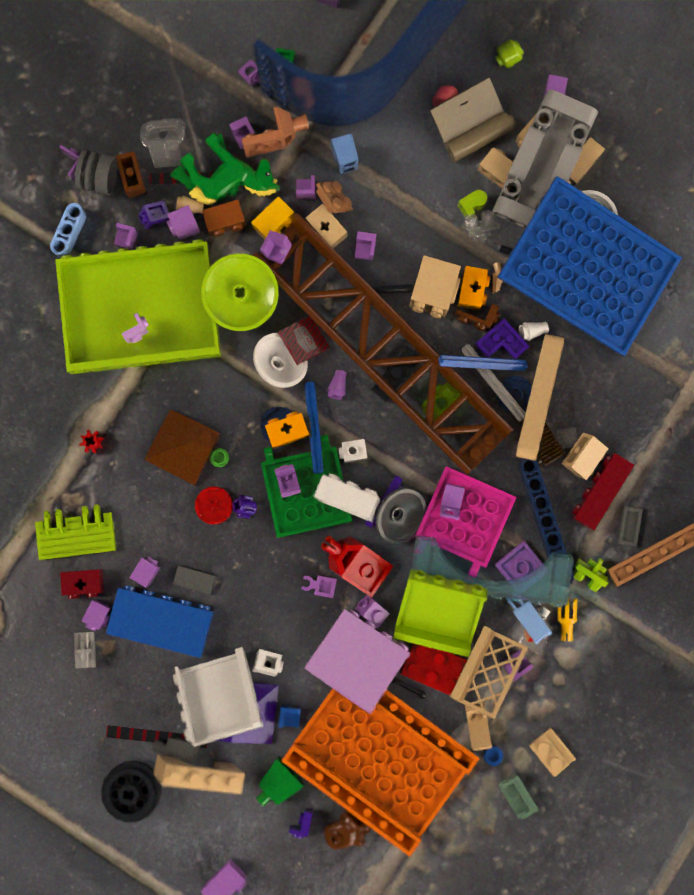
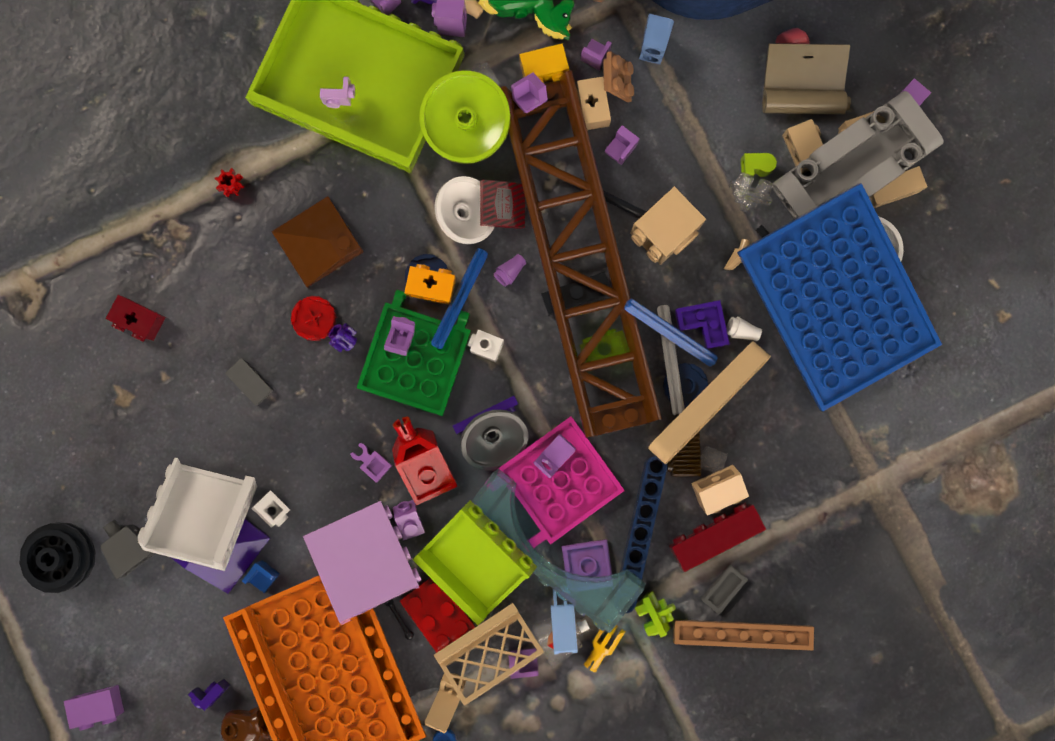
camera: 30 degrees right, 0 degrees up
(77, 536) = (158, 269): lime hinge -> none
(85, 650) = (97, 387): light grey hips -> none
(97, 615) = (130, 359): medium lavender brick -> none
(141, 734) = (102, 504): black sticker -> none
(145, 571) = (204, 344): medium lavender brick -> none
(160, 621) = (189, 403): blue brick -> none
(219, 457) = (347, 273): bright green plate -> none
(220, 778) = (106, 569): tan arch -> none
(224, 218) = (495, 35): dark orange brick -> none
(278, 783) = (208, 639): green torso -> none
(348, 497) = (449, 388): white piece -> none
(471, 277) = (714, 240): light orange brick -> none
(492, 316) = (691, 291): reddish brown bracket -> none
(509, 53) = (884, 34): lime head -> none

